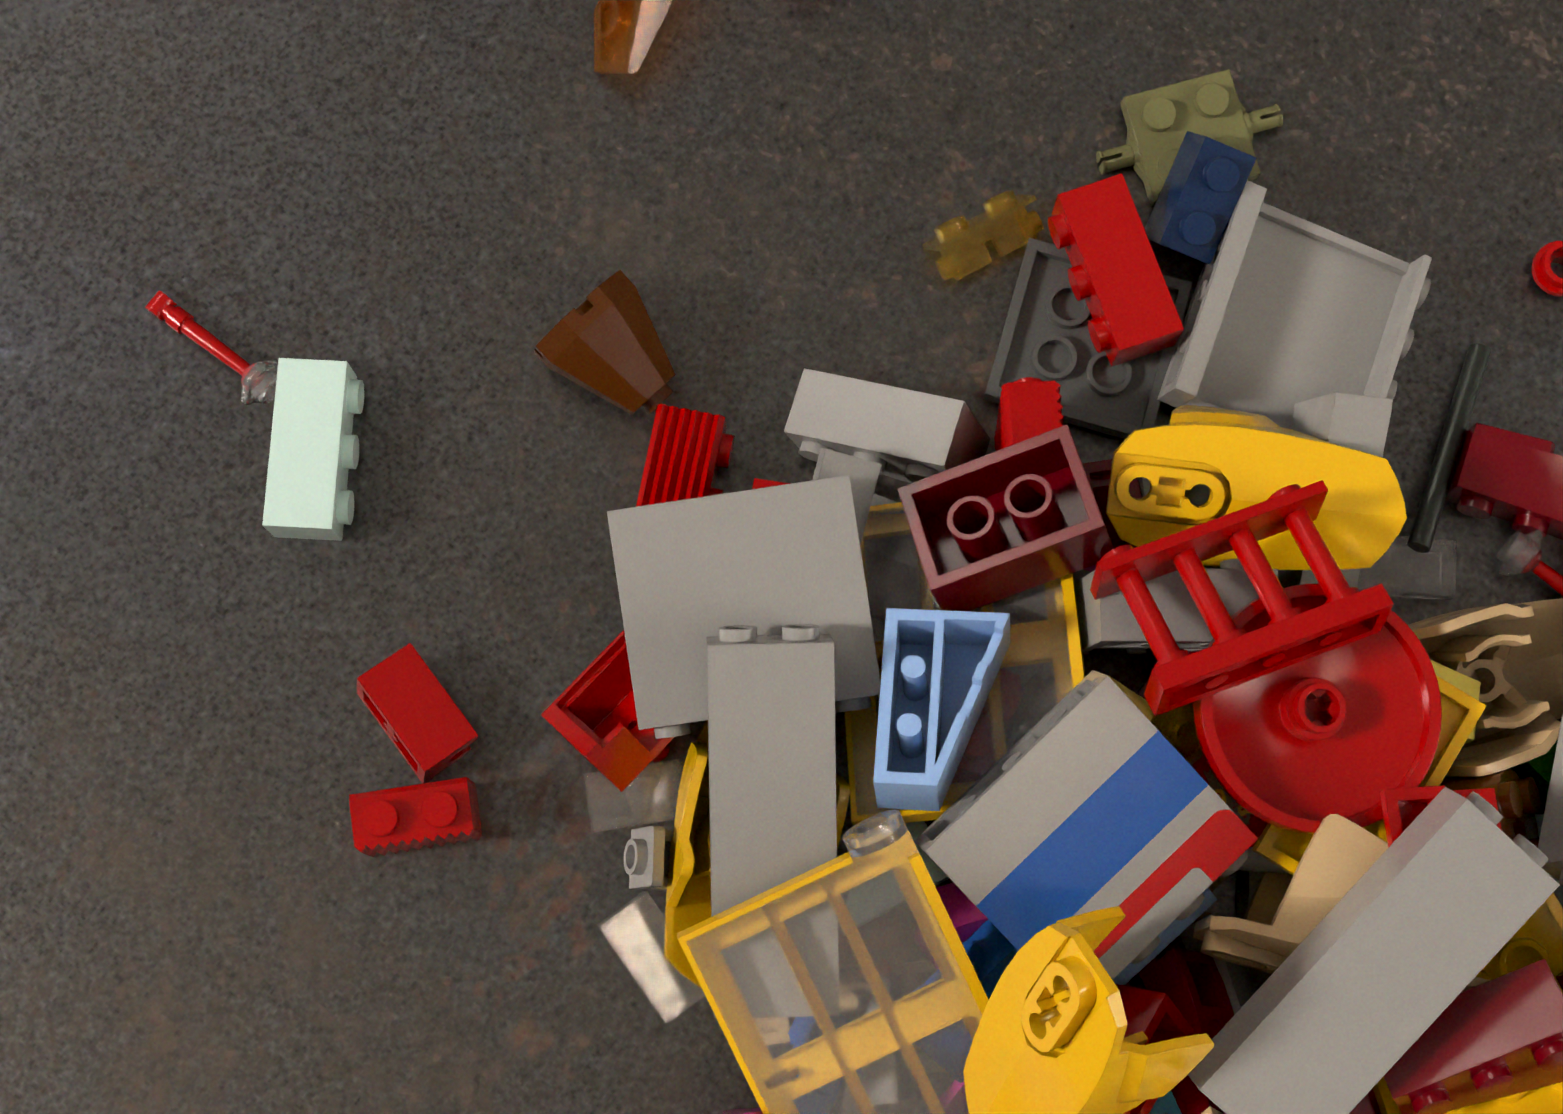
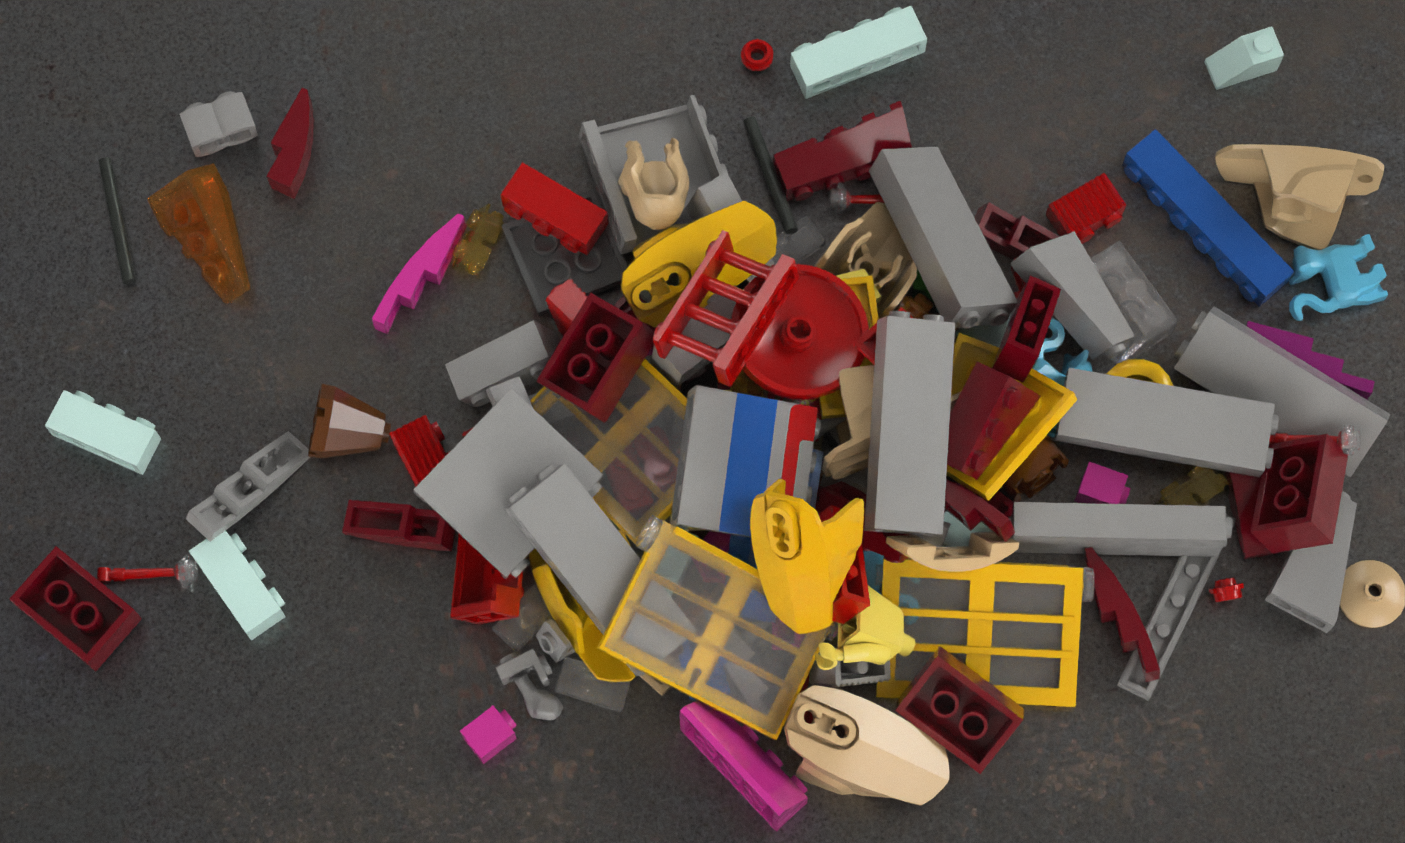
camera: 40 degrees left, 5 degrees down
(81, 321) = (75, 608): none -> dark red brick
(307, 117) = (103, 431): none -> light aqua brick
(415, 816) = (429, 709): red brick -> none
(416, 713) = (389, 664): red hinge -> none
(423, 333) = (249, 486): none -> light grey slope
(467, 912) = (489, 733): none -> dark pink brick
(567, 527) = (398, 525): none -> dark red slope
(567, 921) = (539, 702): none -> light grey animal
(575, 848) = (517, 665): none -> light grey bracket
(890, 215) = (425, 265): none -> dark pink slope
(930, 699) = (625, 456): light blue wedge -> none
(1163, 115) = (538, 122): olive plate -> none
(1199, 196) = (565, 146): dark blue brick -> none
(1278, 346) = (655, 187): none -> tan hair

